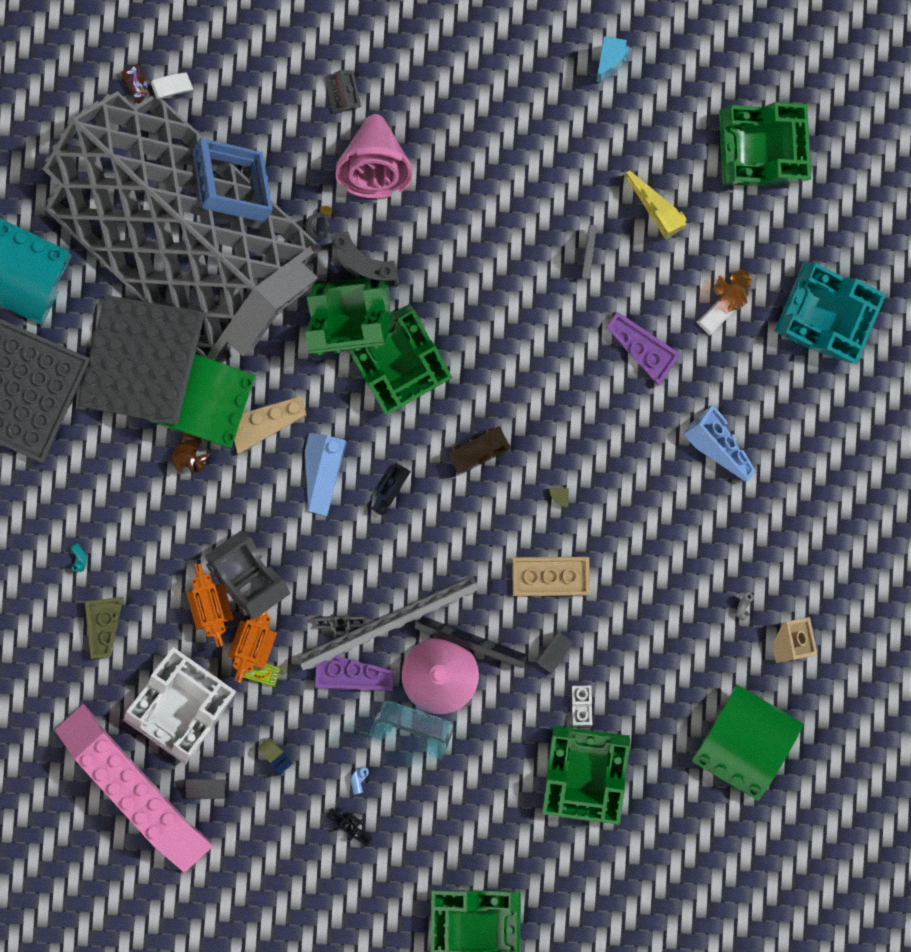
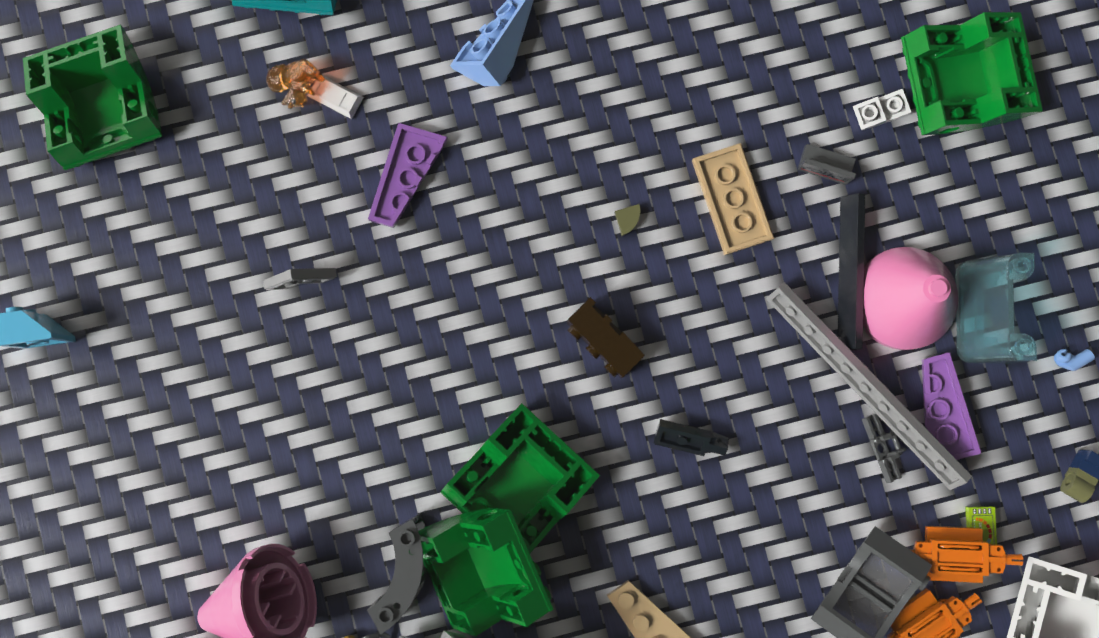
camera: 110 degrees left, 0 degrees up
(323, 464) = (690, 536): light blue wedge -> none
(662, 212) = (220, 203): light yellow wedge -> none

